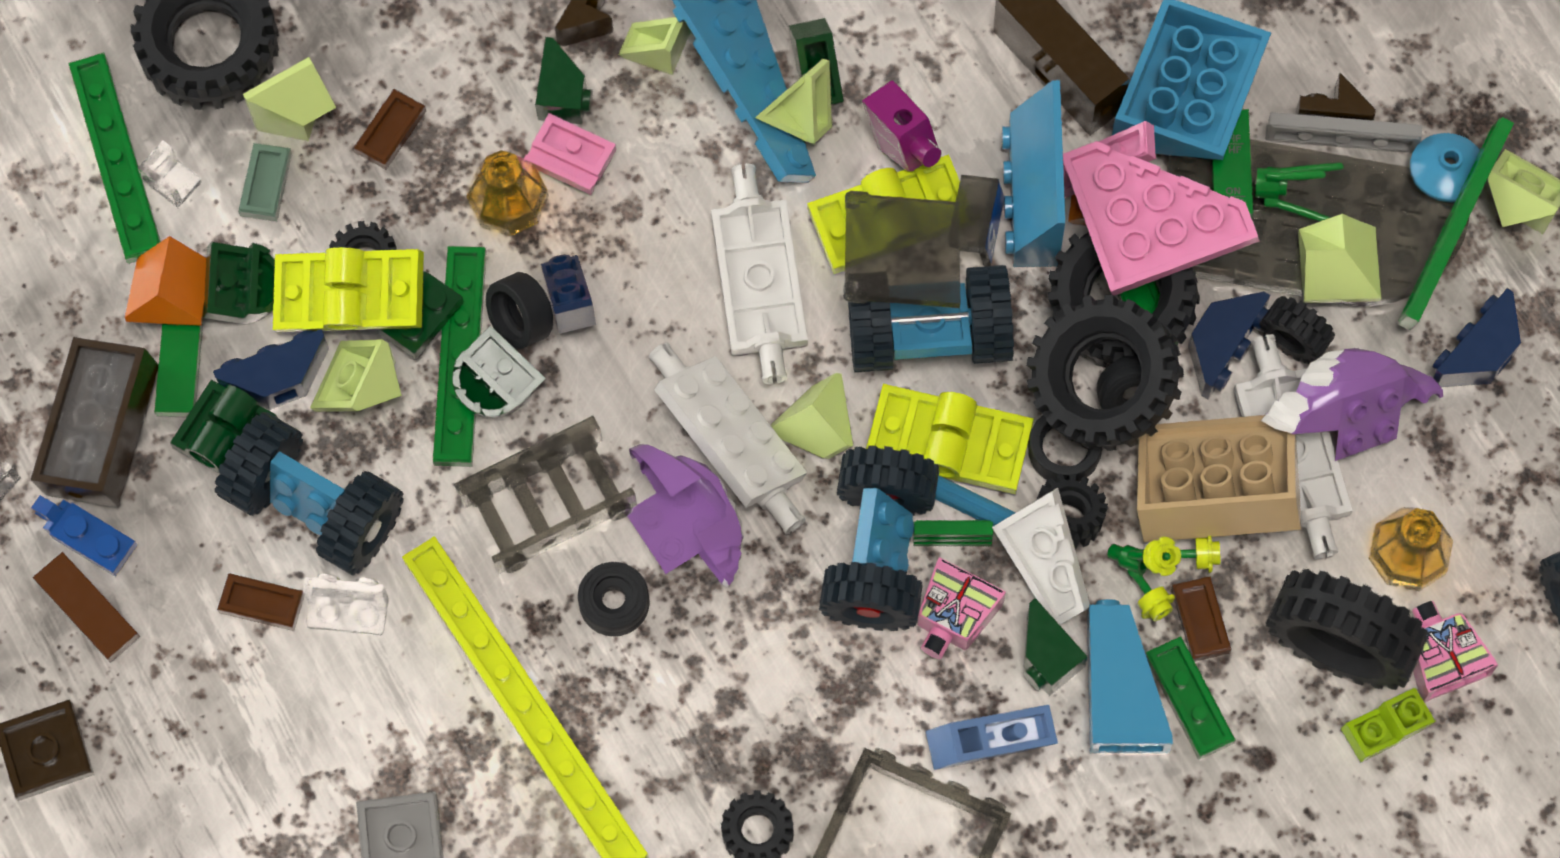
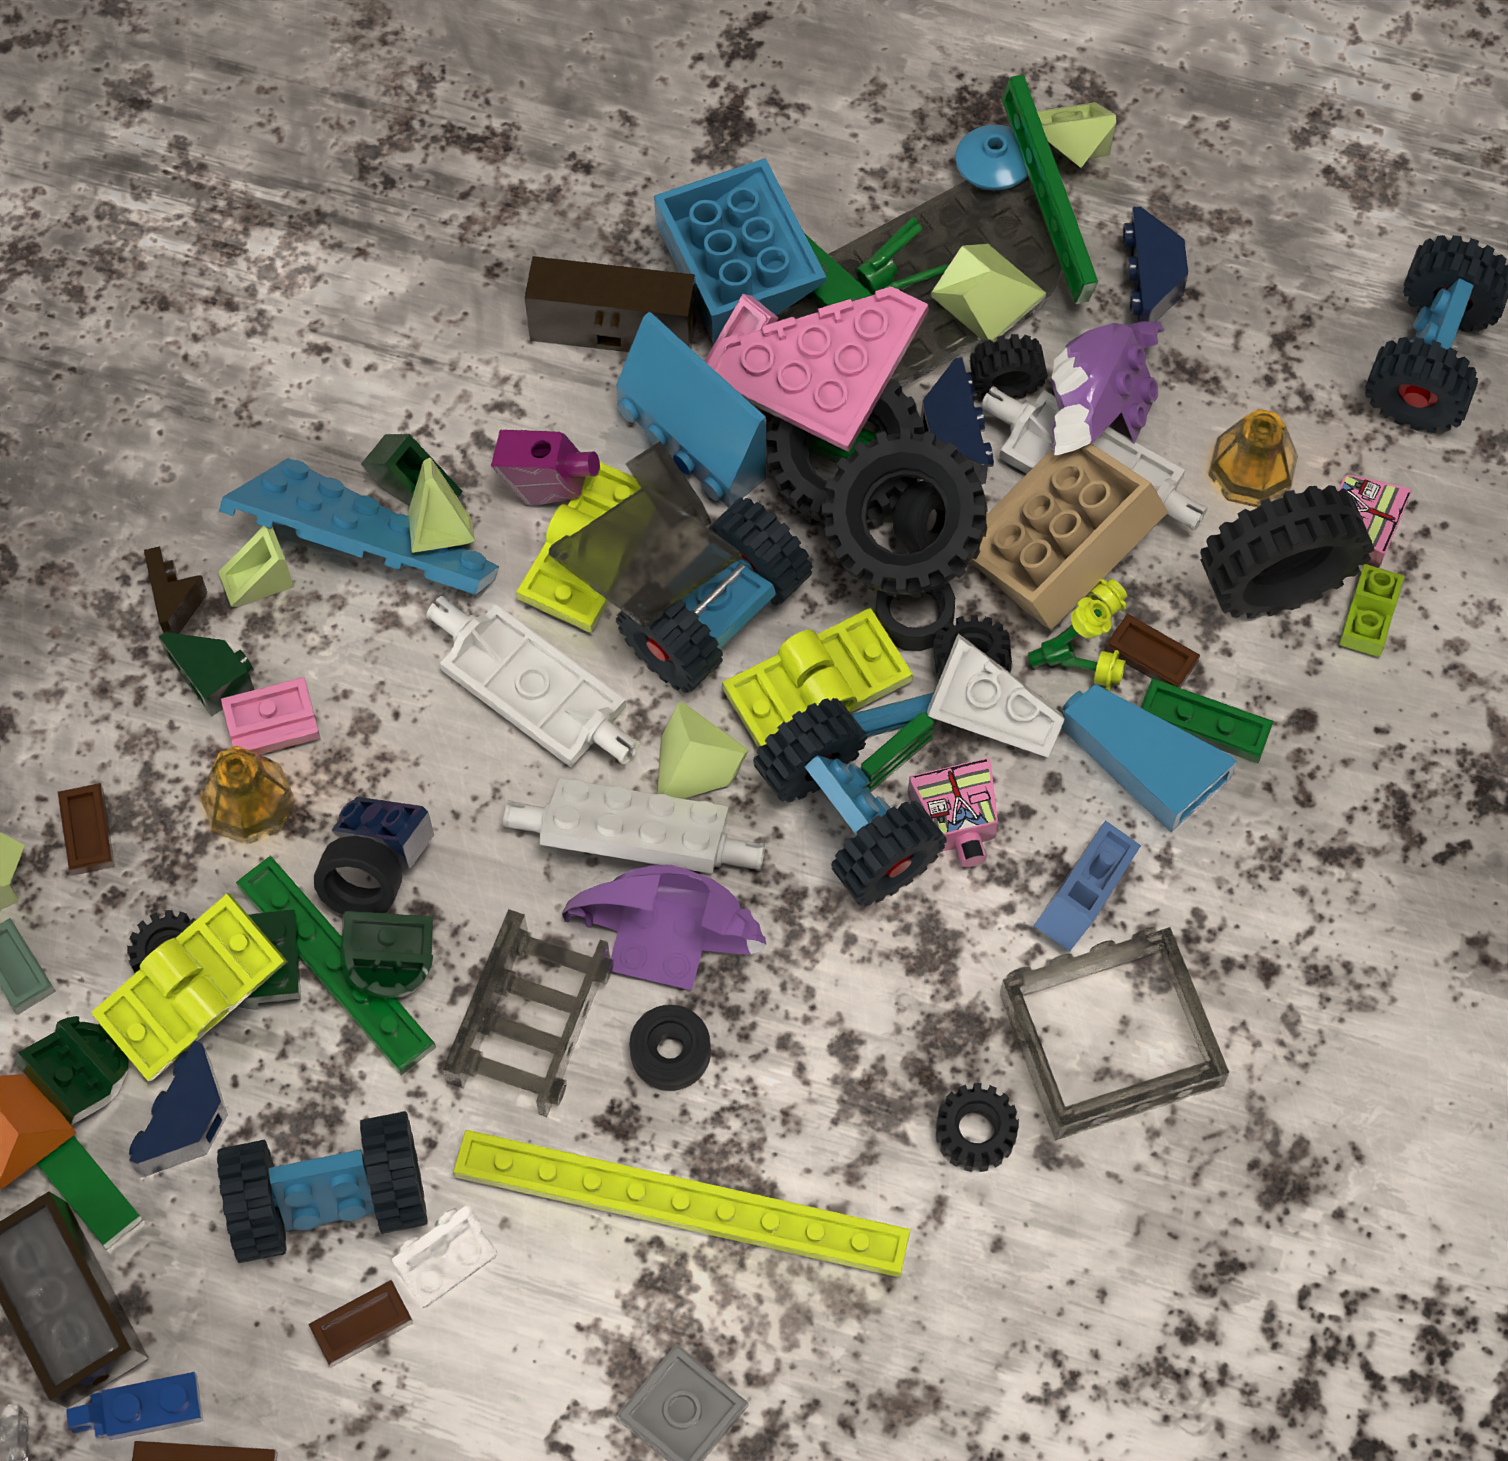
camera: 45 degrees left, 5 degrees down
(215, 424) = (180, 1205): dark green plate -> none
(358, 377) = (265, 1056): yellowish green slope -> none
(1050, 652) = (1062, 777): dark green slope -> none
(1343, 132) = (888, 195): light grey tile -> none
(1346, 103) = (868, 179): dark brown slope -> none

